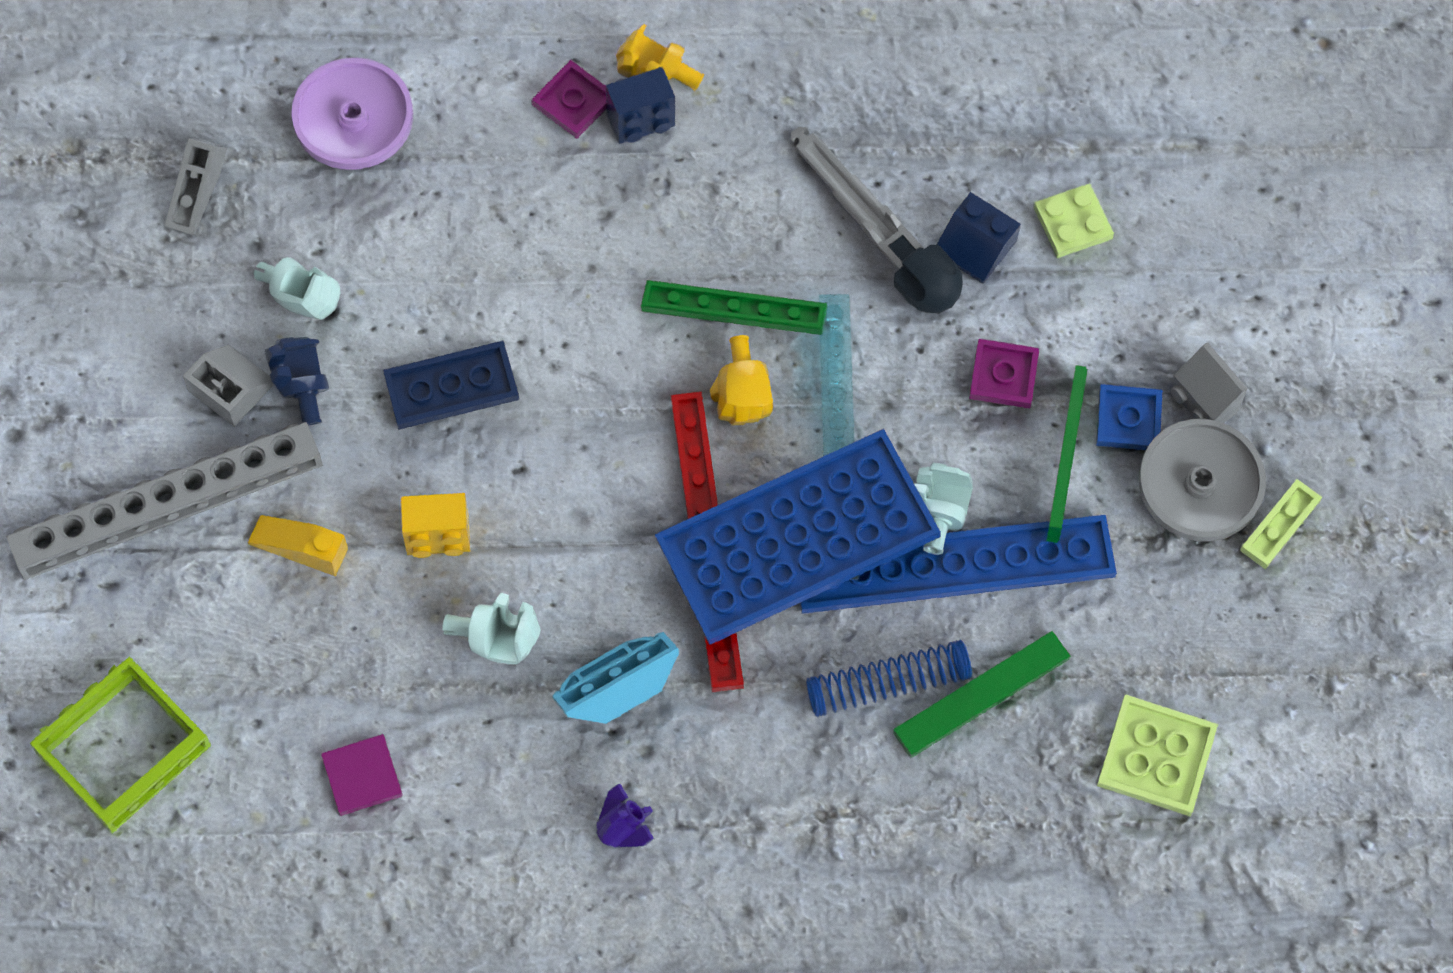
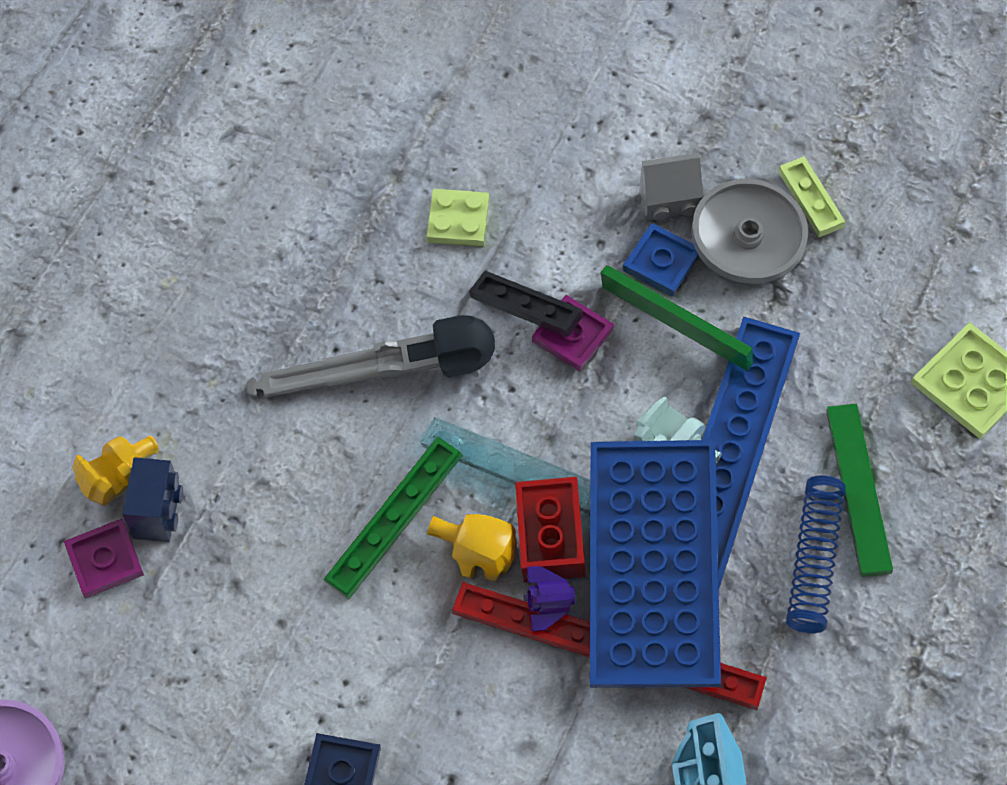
camera: 60 degrees left, 5 degrees down
(719, 464) = (548, 597): none -> dark purple brick
(786, 436) = (550, 526): none -> red slope
(978, 237) = (435, 291): dark blue slope -> none
(1007, 317) = (526, 303): none -> black plate

